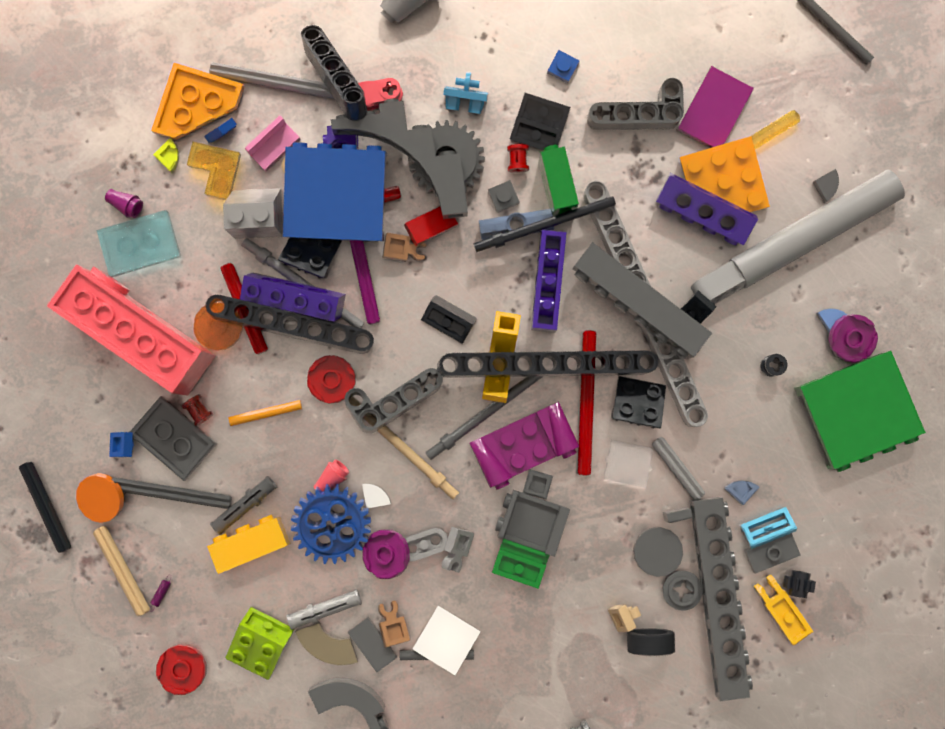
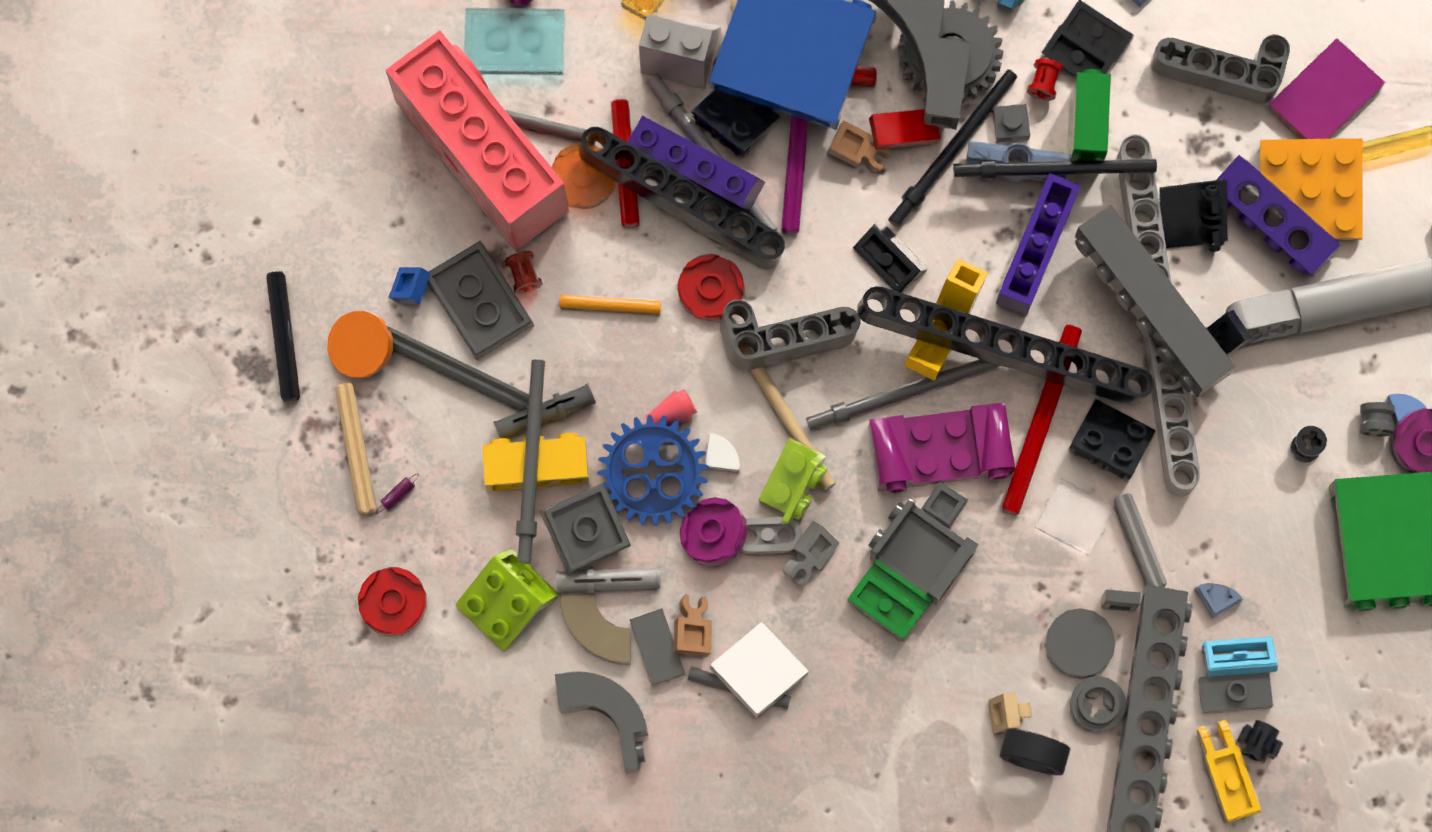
camera: 20 degrees right, 10 degrees down
(178, 298) = (547, 126): none -> dark grey bar
(256, 596) = (526, 527): none -> dark grey bar
(297, 581) = (585, 528): none -> dark grey tile
(430, 502) = (792, 478): none -> lime bracket
(452, 271) = (914, 195): none -> black bar
(650, 225) = (1195, 214): none -> black hinge
(815, 332) = (1377, 419): none -> dark grey wheel

